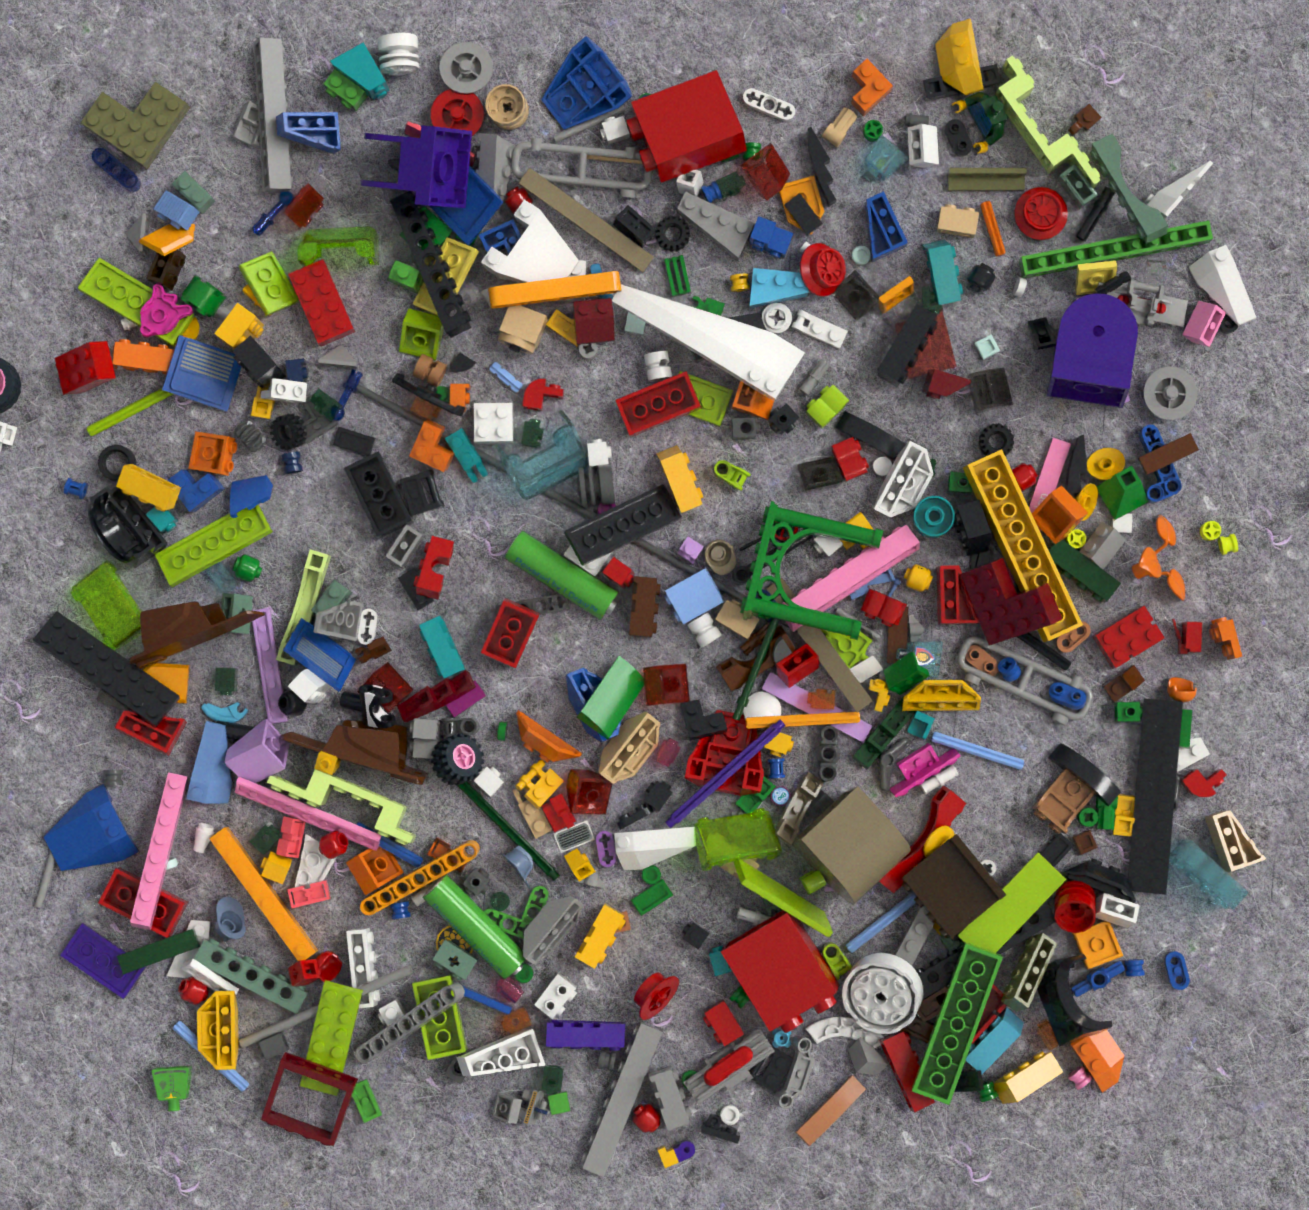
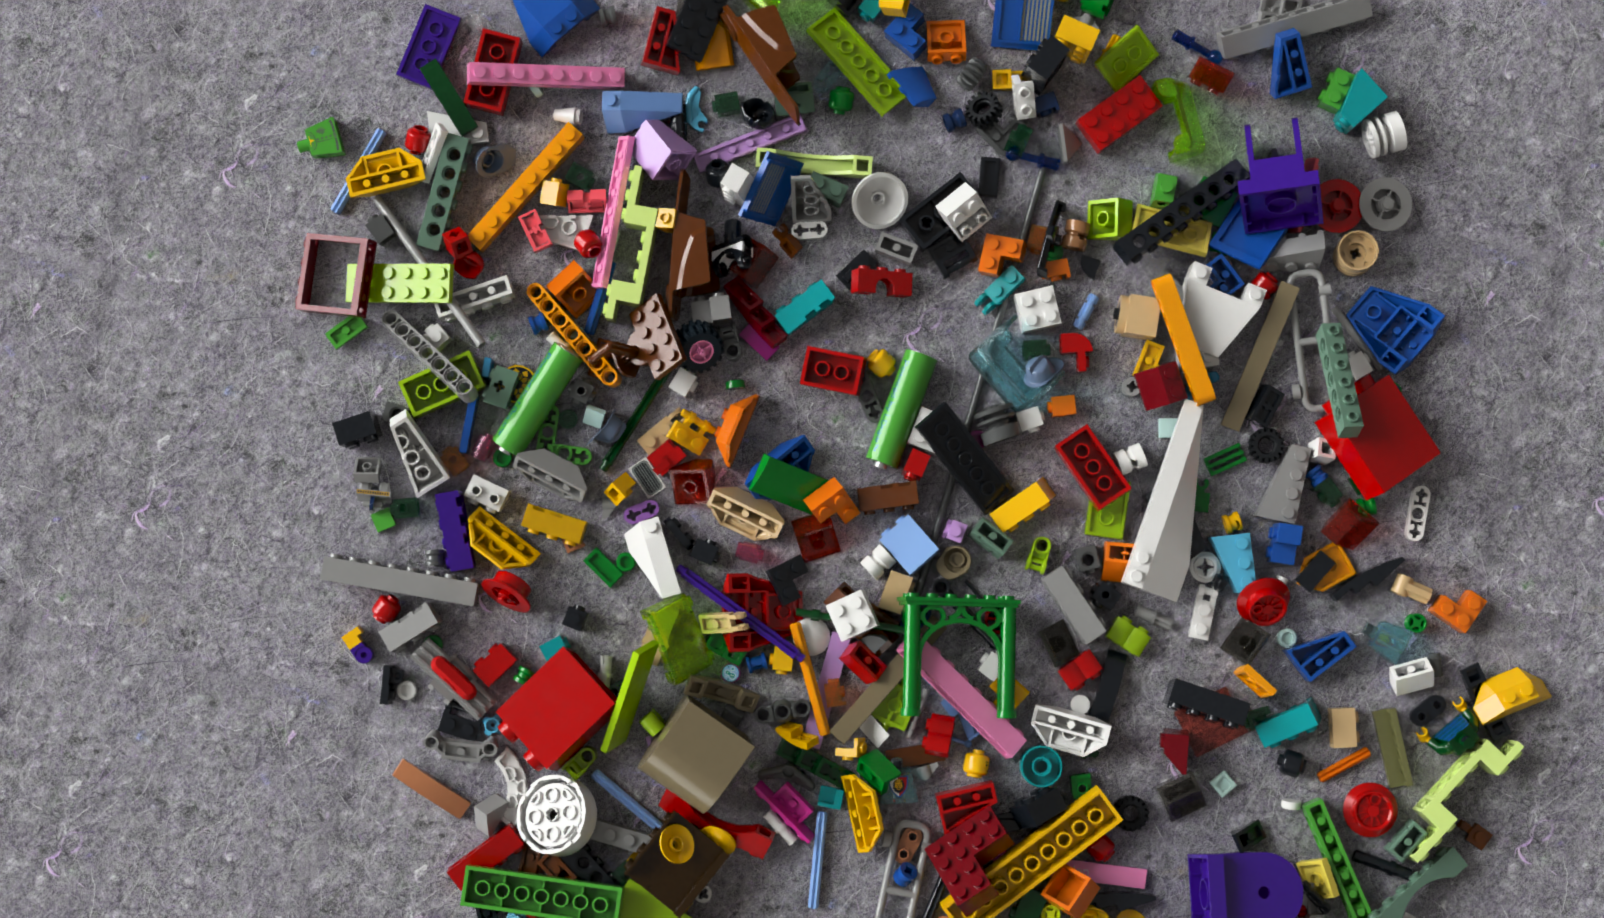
camera: 75 degrees right, 0 degrees up
(242, 651) = (758, 113): none -> black hair
(362, 546) = (885, 209): none -> white dish
(384, 472) = (963, 211): none -> white slope
(433, 969) = (487, 367): none -> dark azure tile
(445, 803) = (651, 344): none -> reddish brown plate
(466, 1110) = (357, 429): none -> black brick
(503, 875) = (594, 416): none -> light aqua tile
(512, 584) = (881, 363): none -> yellow head
(554, 432) = (1041, 370): none -> sand blue piece
(592, 420) = (1062, 406): none -> orange brick
(606, 993) = (499, 542): none -> yellow wedge
(627, 150) = (1339, 380): none -> sand green brick
(635, 662) = (831, 499): none -> orange brick
(704, 516) = (990, 537): none -> sand green brick
(730, 793) = (722, 622): none -> tan hinge
(751, 665) = (852, 615): none -> white brick
(786, 451) = (1073, 605): none -> light grey brick
(793, 306) = (1220, 581): none -> black plate
(853, 746) = (794, 734): none -> yellow slope
(933, 876) = (683, 844): none -> yellow dish

